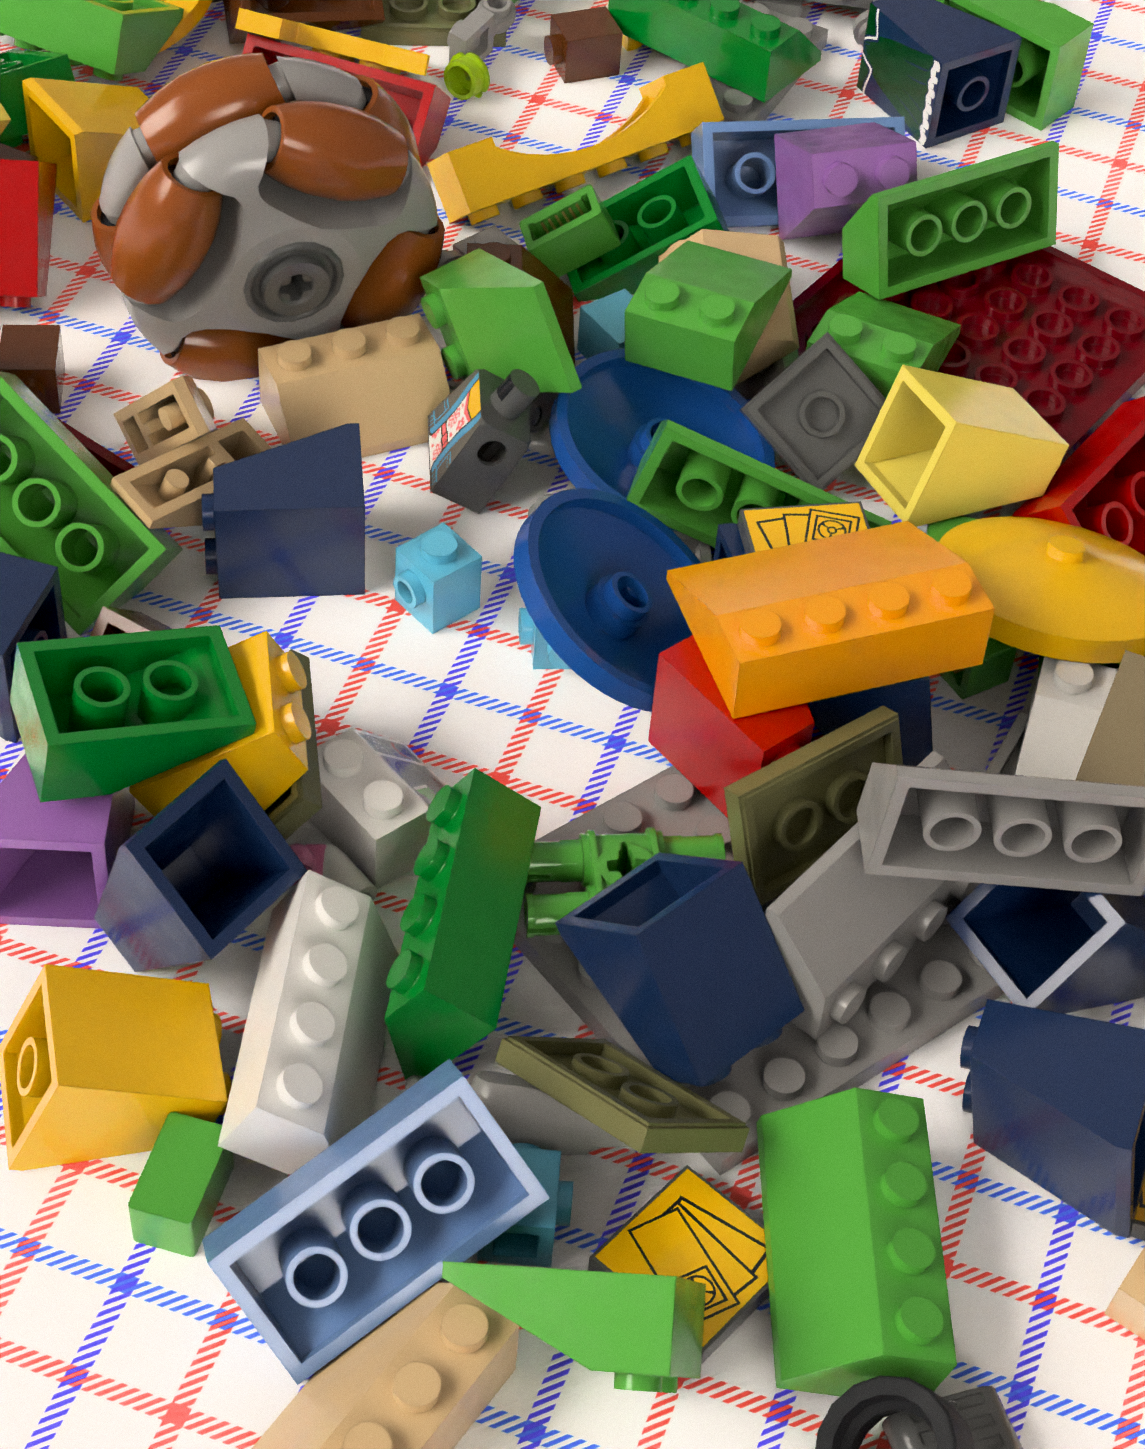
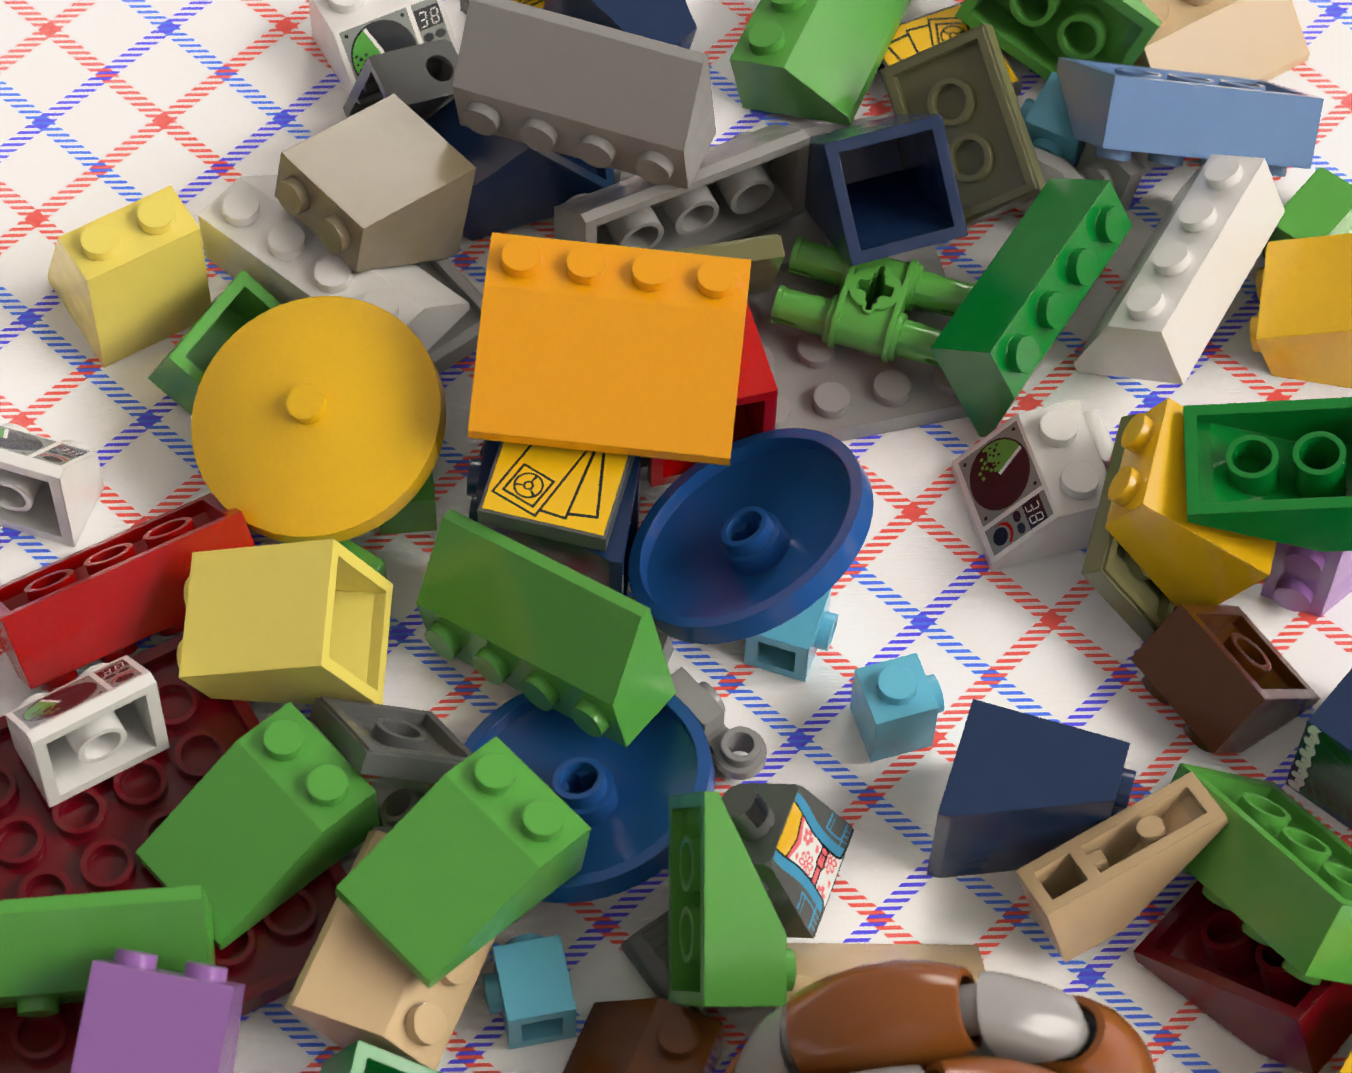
camera: 155 degrees left, 10 degrees up
(166, 419) = (1118, 944): tan slope -> none
(195, 875) = (1254, 356): dark blue slope -> none
(1058, 344) = (89, 728): none -> white slope

